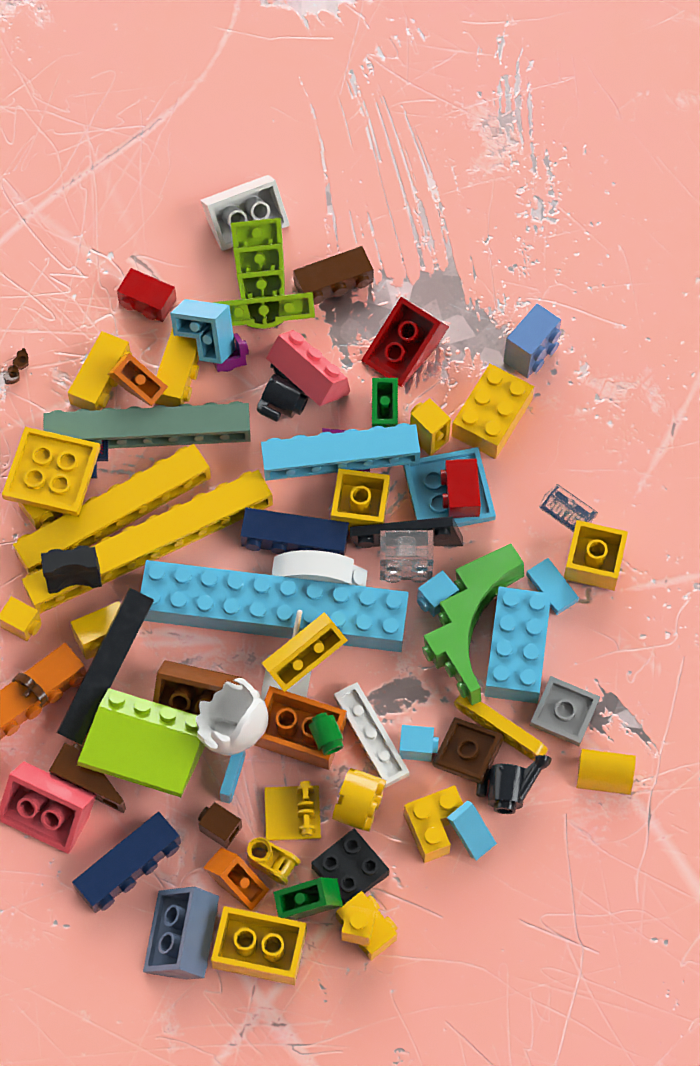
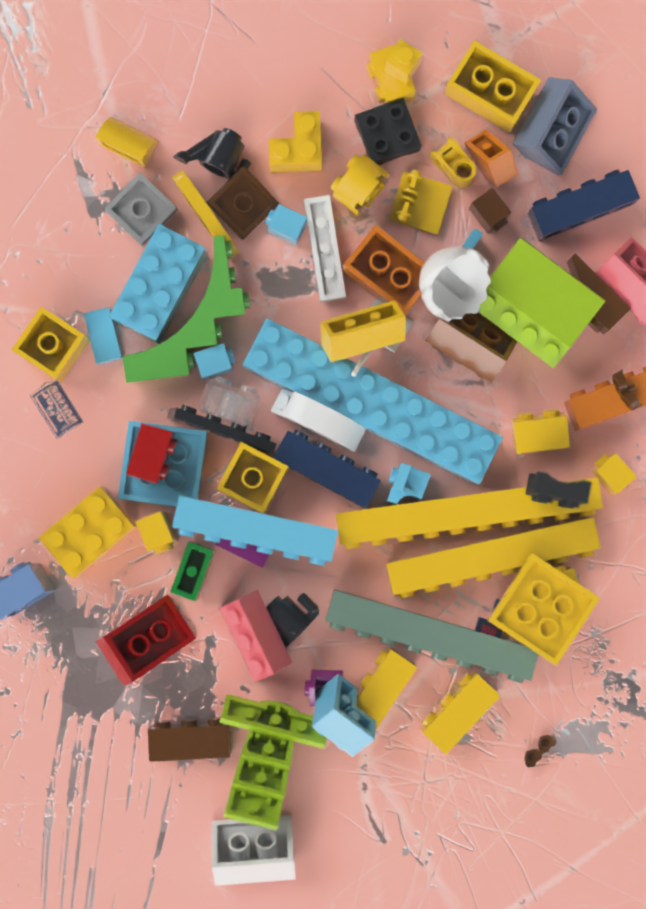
camera: 165 degrees left, 20 degrees up
(105, 665) = (549, 392): black tile -> none
(137, 379) = (428, 682): orange slope -> none
(146, 295) = (386, 786): red brick -> none
(214, 546) = (407, 482): none -> medium azure brick
(308, 898) = (437, 108): green brick -> none
(326, 733) = (370, 243): green brick -> none
(471, 830) = (269, 123): medium azure tile -> none

